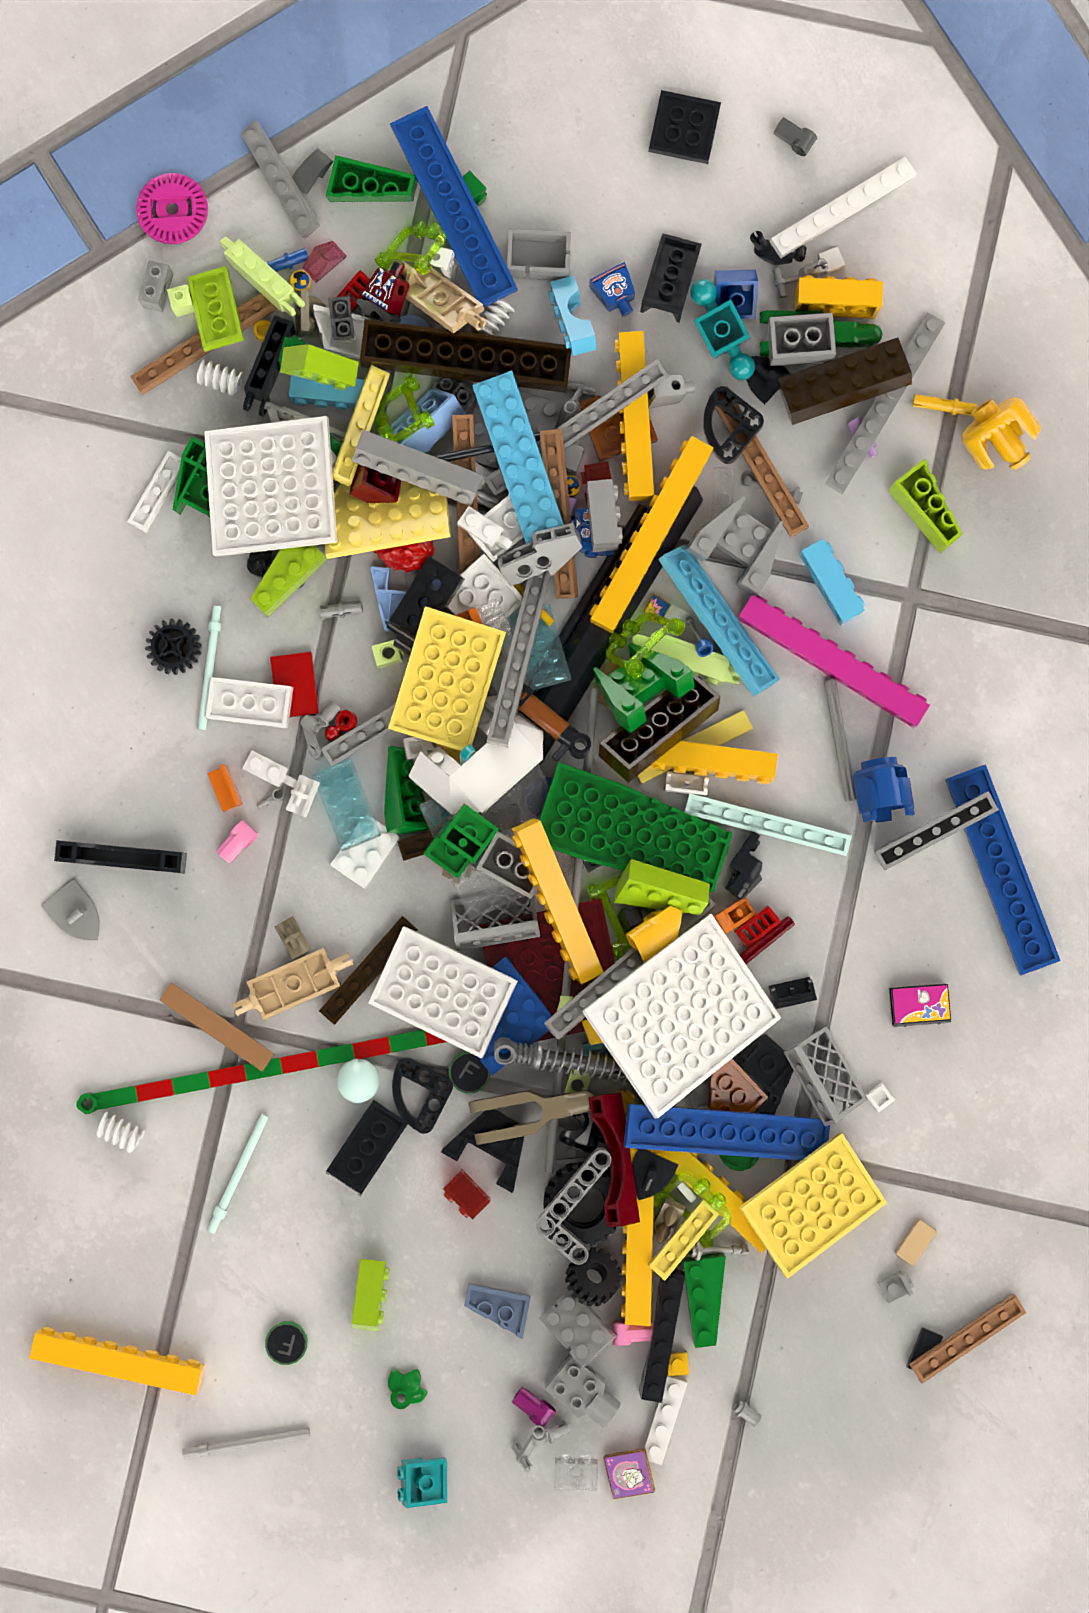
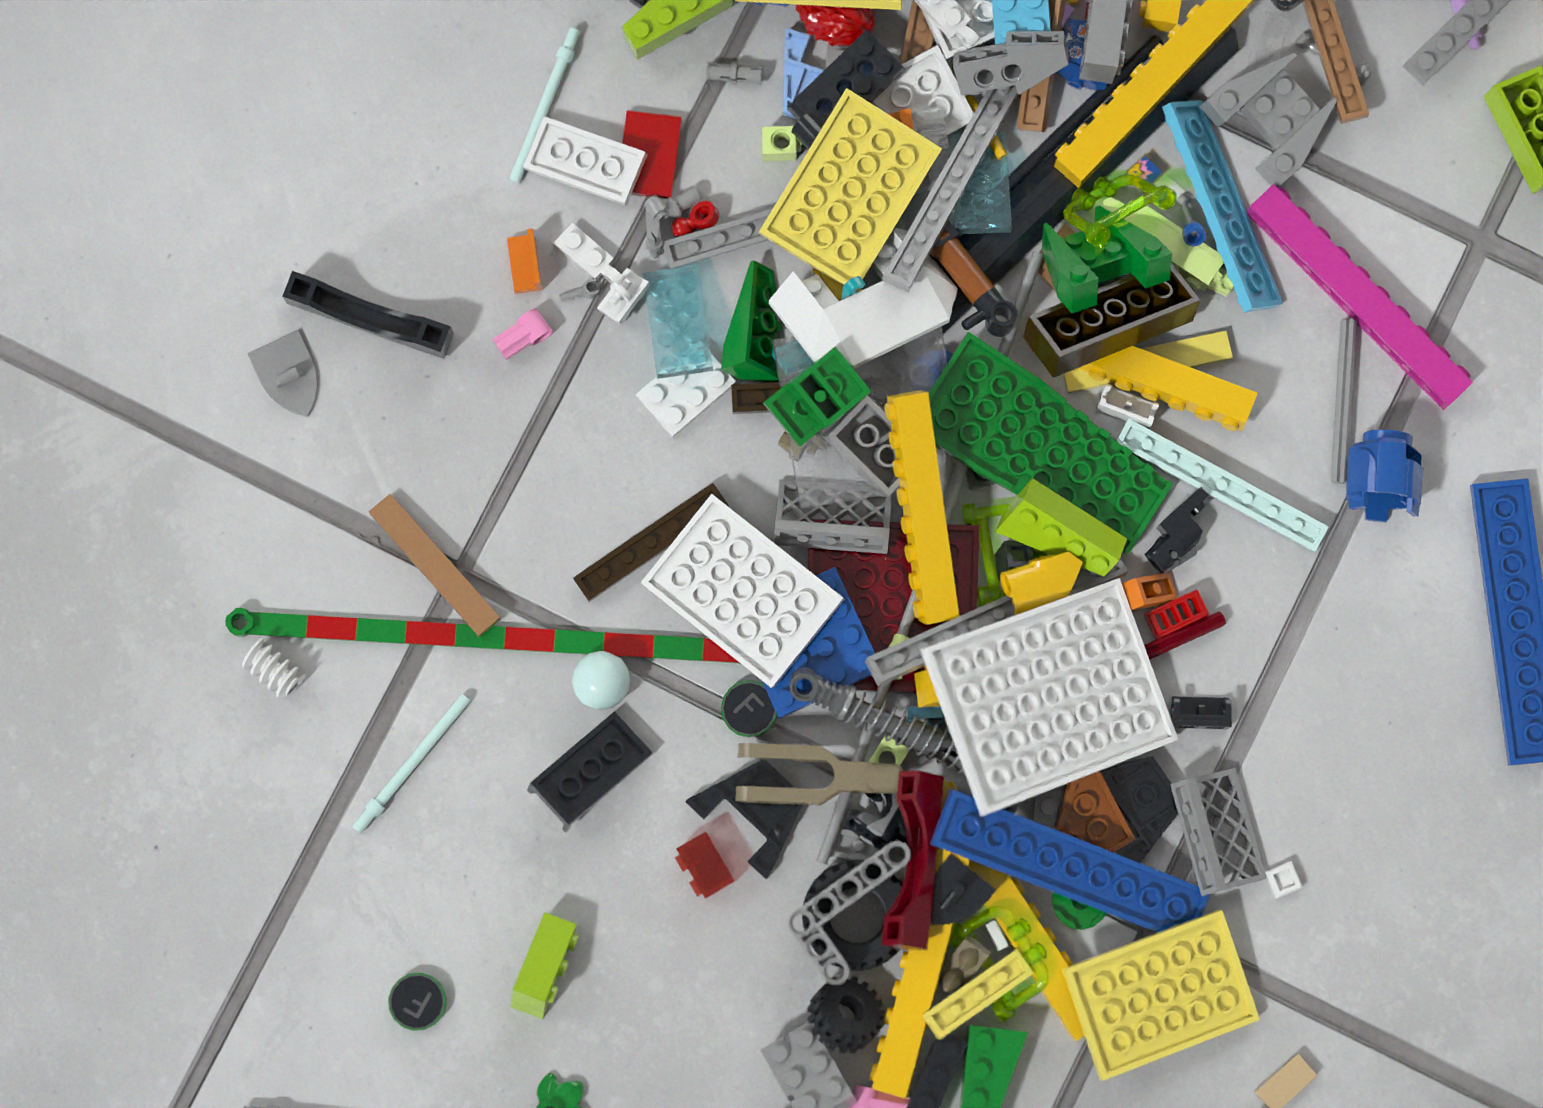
camera: 15 degrees right, 5 degrees down
(117, 1361) = (190, 967): yellow brick -> none
(180, 641) = (515, 61): black gear -> none
(292, 937) = (563, 474): dark tan hips -> none
(293, 984) = (548, 535): tan plate -> none
(414, 745) = (782, 267): white plate -> none
(432, 1085) = (696, 713): black beam -> none
(500, 1306) = (711, 1026): sand blue wing -> none
(698, 1250) = (991, 1015): light grey piece -> none
(831, 581) = (1382, 194): medium azure brick -> none
(920, 1005) = (1366, 771): piece -> none
(936, 830) = (1442, 545): light grey brick -> none

